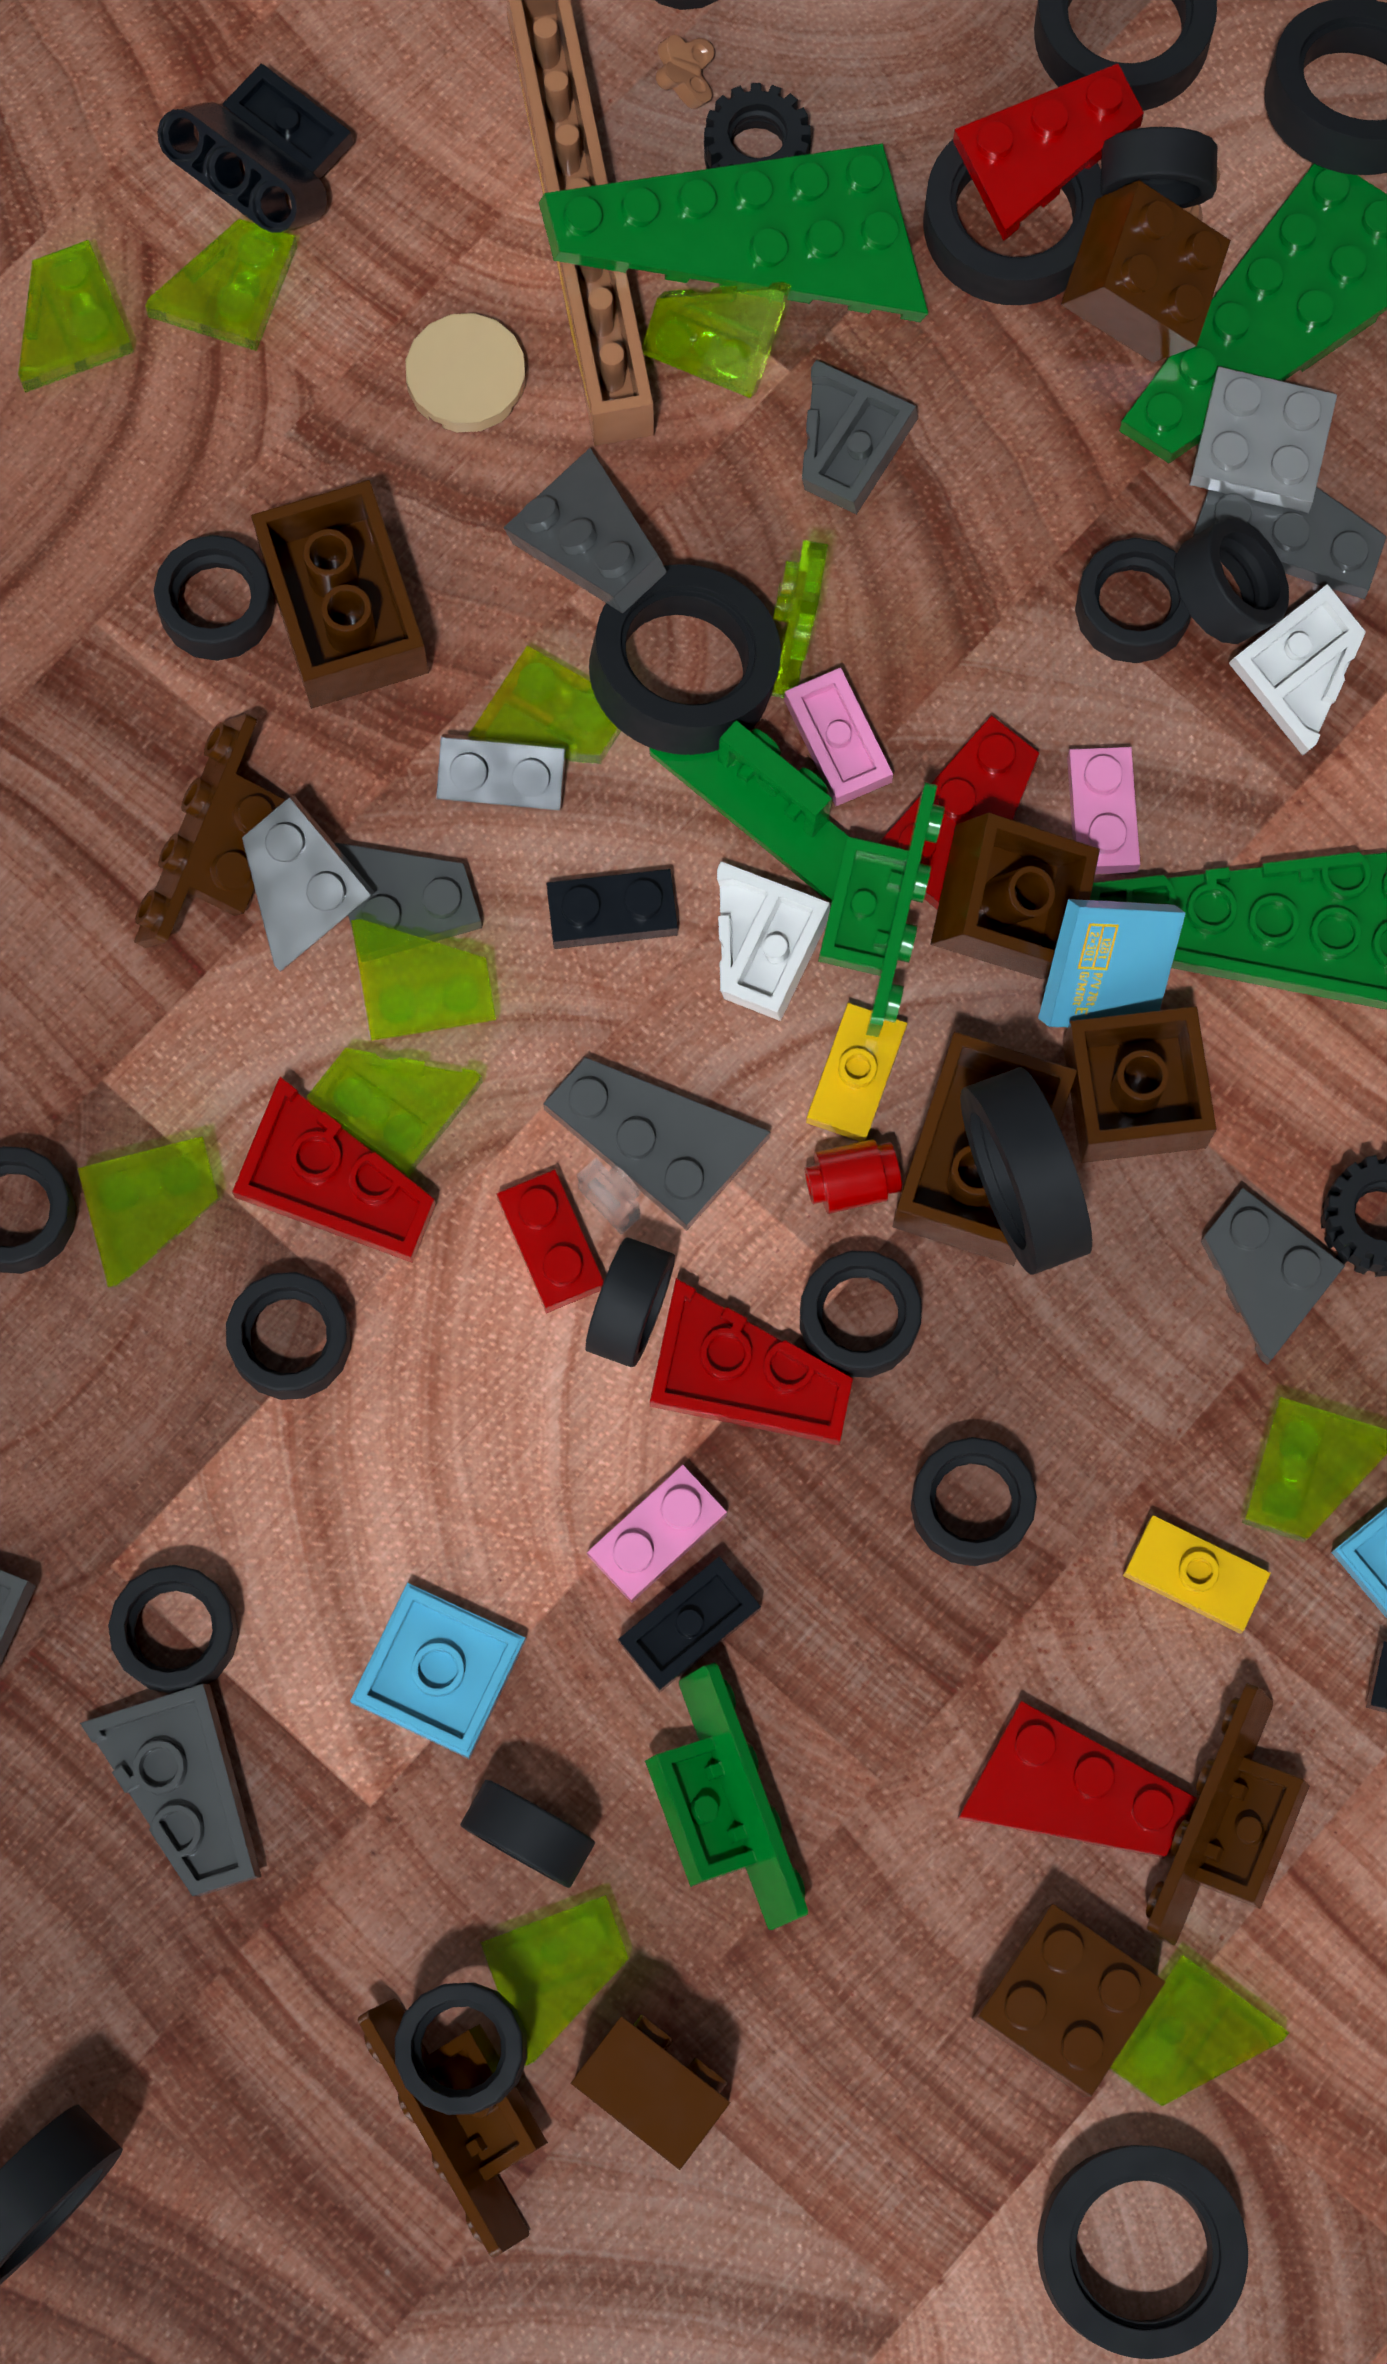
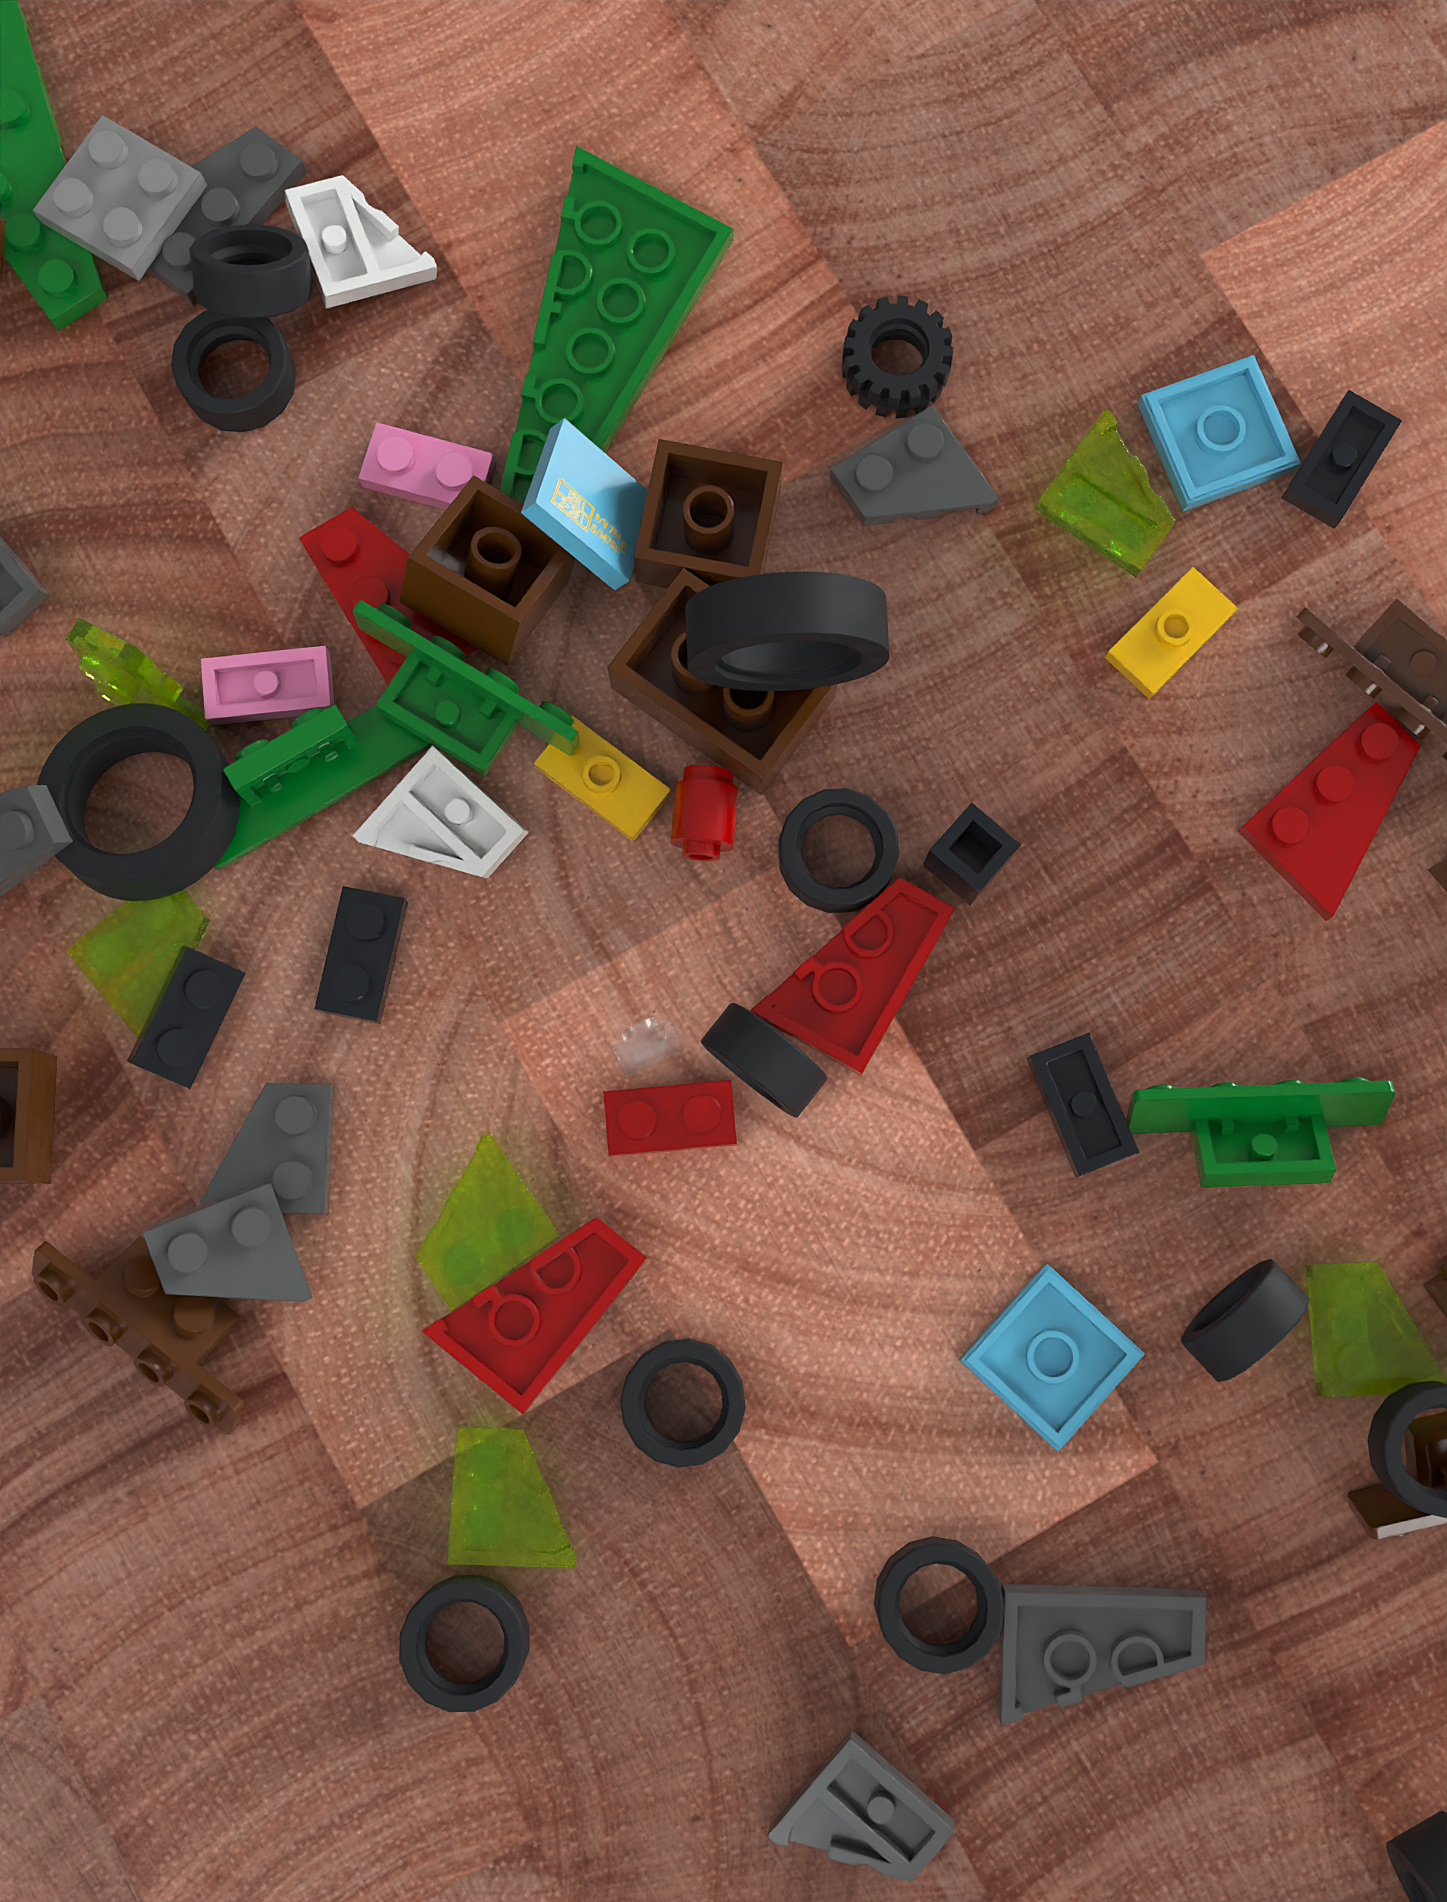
camera: 70 degrees left, 5 degrees up
(418, 983) = (373, 1164): clear neon green wing -> none
(657, 1533) = (984, 1108): bright pink plate -> none
(664, 1142) = (605, 983): dark grey wing -> none
(895, 1436) = (971, 853): none -> black brick
(984, 1453) = (1071, 765): black tyre -> none

